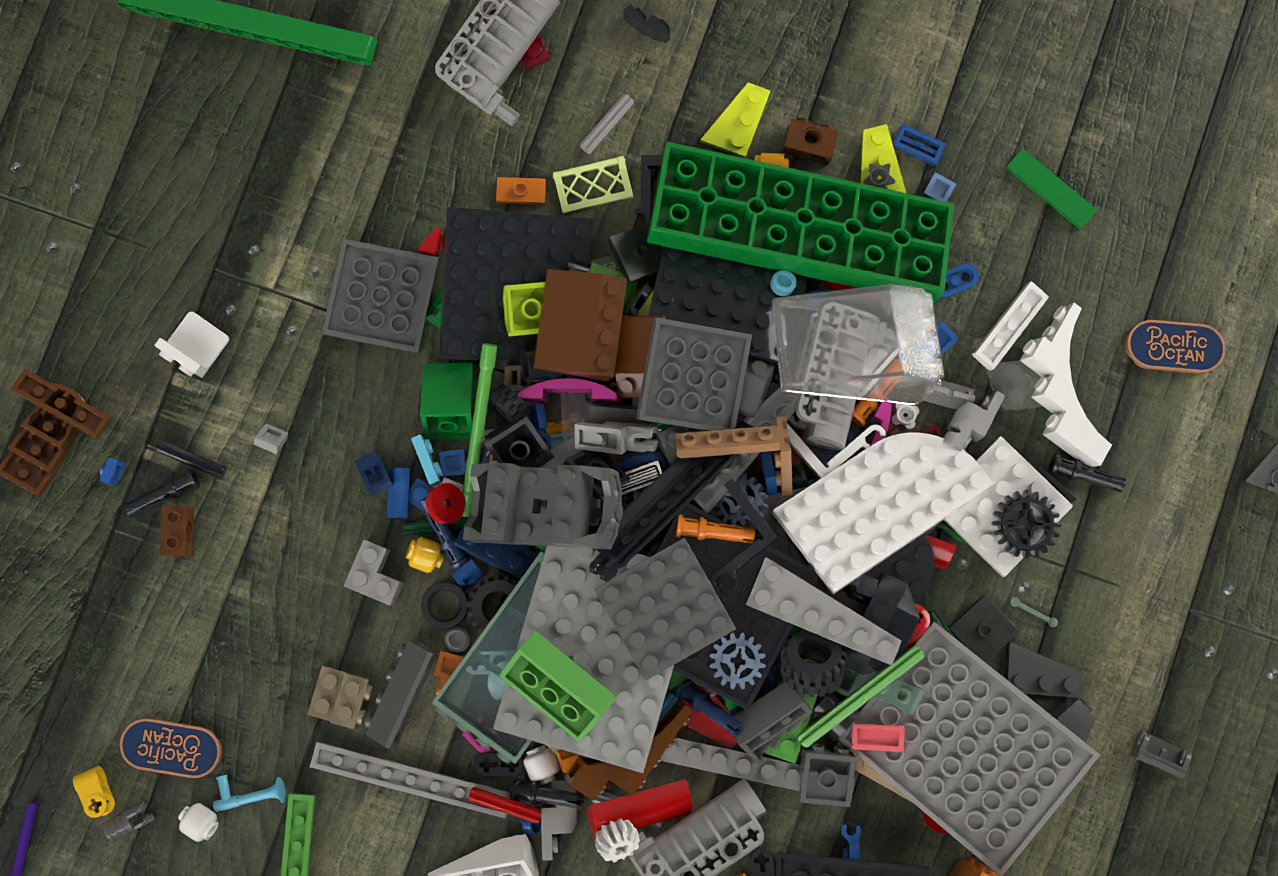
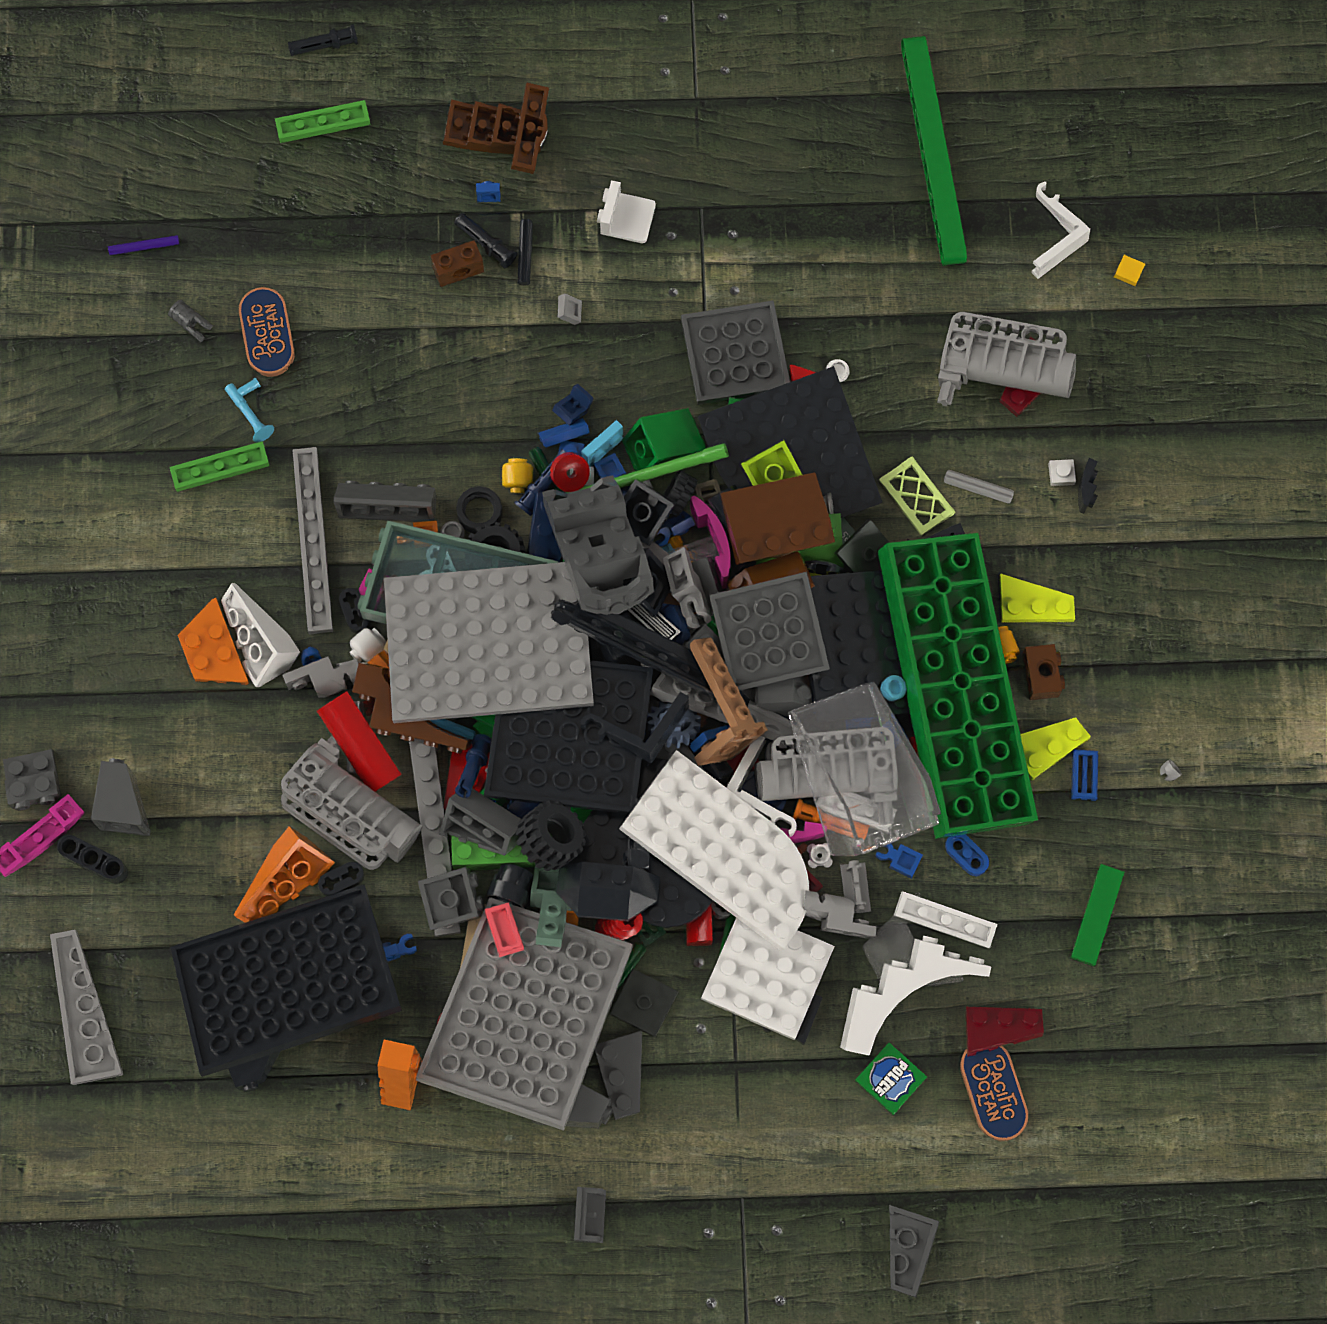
camera: 70 degrees right, 10 degrees down
(92, 789) = (205, 282): yellow piece -> none
(198, 822) = (210, 376): white head -> none
(340, 697) = (363, 454): dark tan plate -> none
(367, 574) = (482, 433): light grey brick -> none
(437, 207) = (841, 368): none -> white plate
(468, 574) = (514, 518): blue plate -> none
(505, 805) = (319, 624): red axle -> none
(521, 190) = (883, 435): orange plate -> none
(537, 793) = (340, 649): black pin -> none
(557, 686) = (442, 613): bright green slope -> none
(617, 840) = (324, 726): white gear -> none
(622, 42) = (1062, 472): none -> white plate
(665, 609) = (547, 681): dark grey plate -> none
(702, 529) = (633, 691): orange pin -> none
(751, 663) = (534, 763): sand blue gear -> none
(805, 606) = (598, 802): light grey wing -> none
(861, 696) = (536, 893): bright green axle -> none
(875, 171) = (1038, 740): dark grey plate -> none
(939, 188) = (1049, 807): medium blue plate -> none
(944, 67) = (1171, 770): none -> light grey hinge
(1015, 602) = (682, 1024): sand green hinge -> none
(1026, 513) = (778, 985): black gear -> none
(1075, 470) = (832, 1034): black pin -> none
(1122, 318) = (1000, 1026): none -> dark red wing
(1132, 433) = (890, 1078): none -> tile

